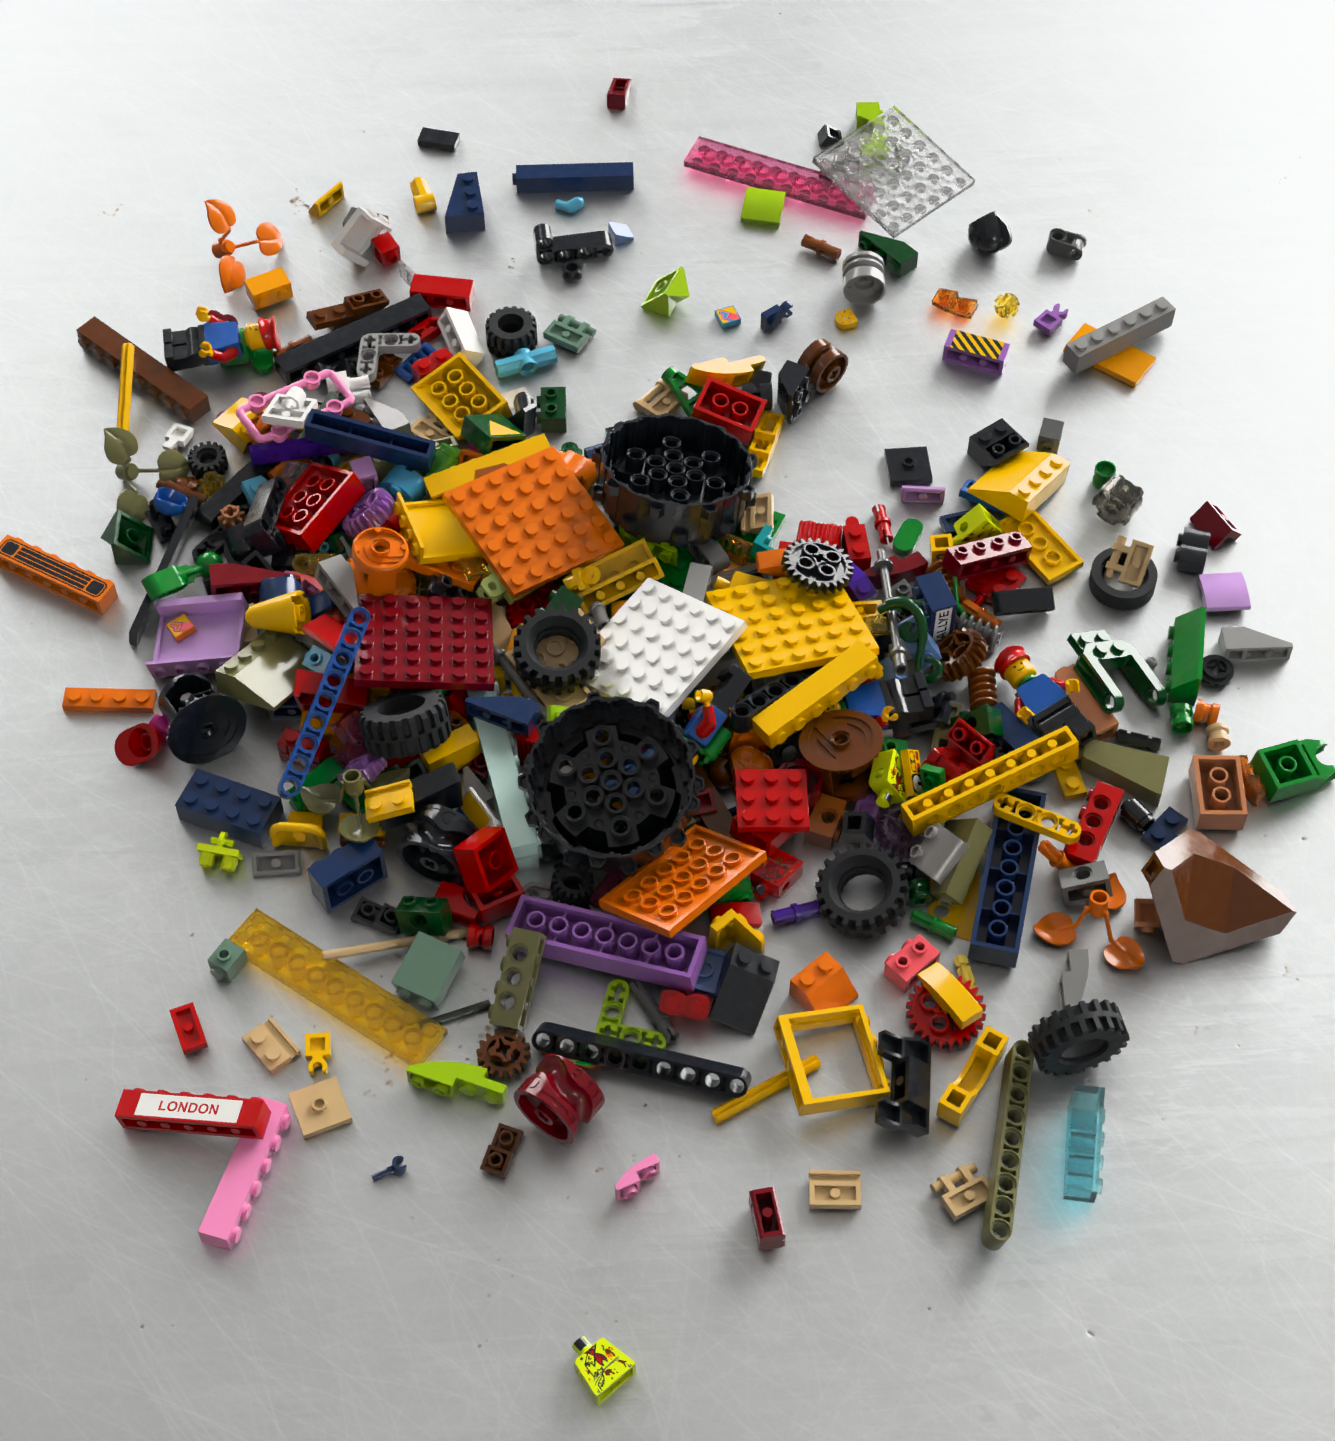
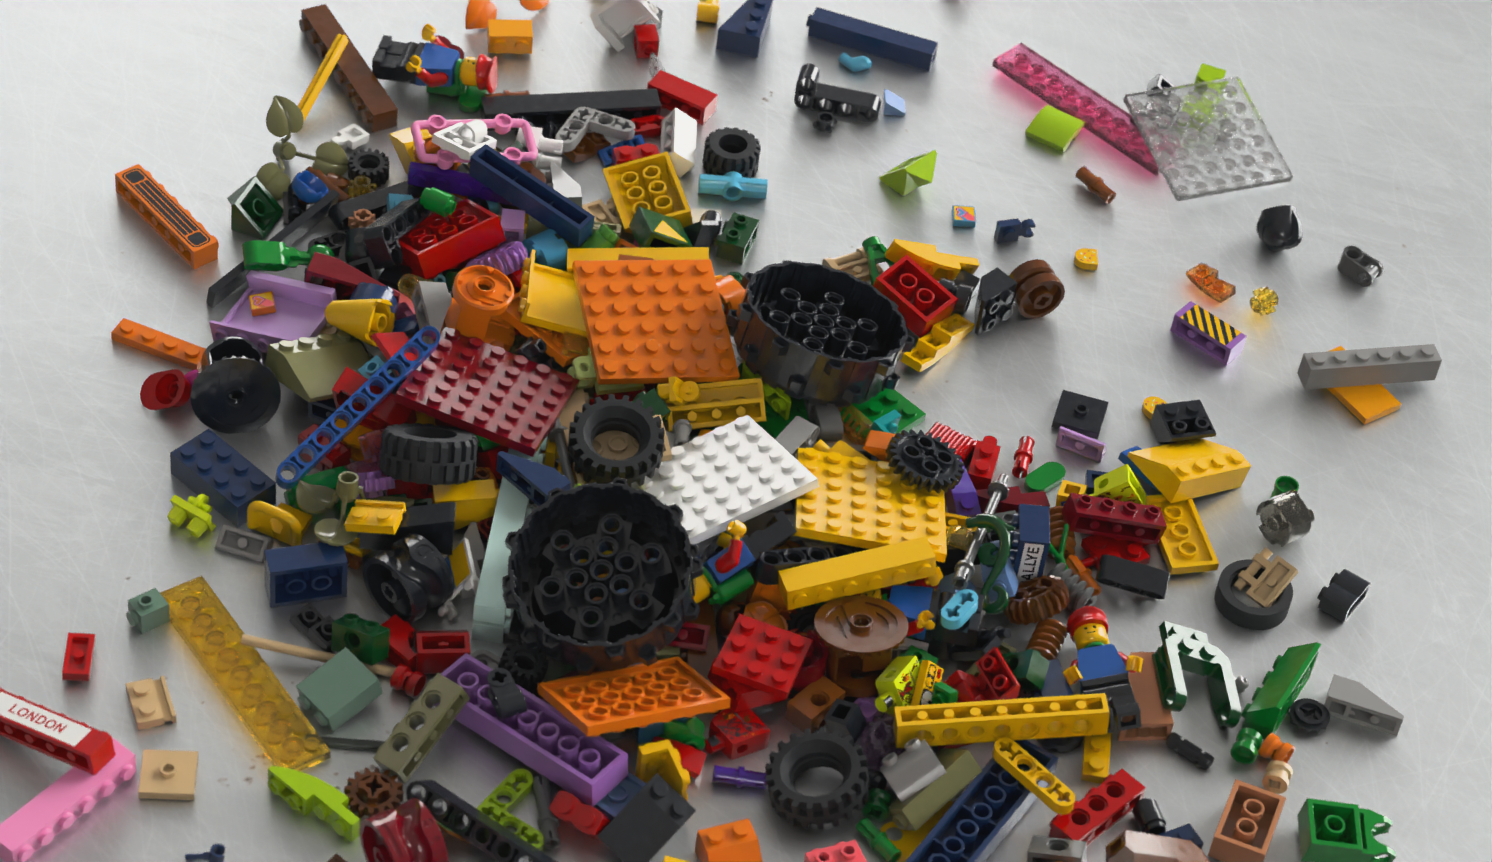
camera: 15 degrees right, 10 degrees down
(293, 476) = (438, 201): none -> green brick
(317, 1049) = (191, 722): yellow plate -> none
(352, 309) = (584, 81): reddish brown slope -> none
(485, 859) = (444, 605): red brick -> none
(566, 335) = (791, 176): sand green plate -> none
(577, 923) = (505, 694): none -> black piece
(759, 515) = (898, 399): tan plate -> none
(863, 277) = (1122, 224): light grey wheel -> none
(896, 254) = (1166, 213): dark green slope -> none
(905, 692) = (955, 606): none -> medium azure beam
(962, 435) = (1149, 405): none -> yellow tile
(1050, 321) = (1305, 332): medium lavender plate -> none
(1050, 435) = (1246, 436): dark grey brick -> none
(1055, 856) = (1038, 822): orange axle -> none
(1126, 768) = (1164, 773): olive slope -> none
(1213, 519) = (1383, 578): dark red panel -> none
(1224, 592) = (1358, 645): lavender slope -> none
(1253, 788) = (1288, 830): clear orange slope -> none

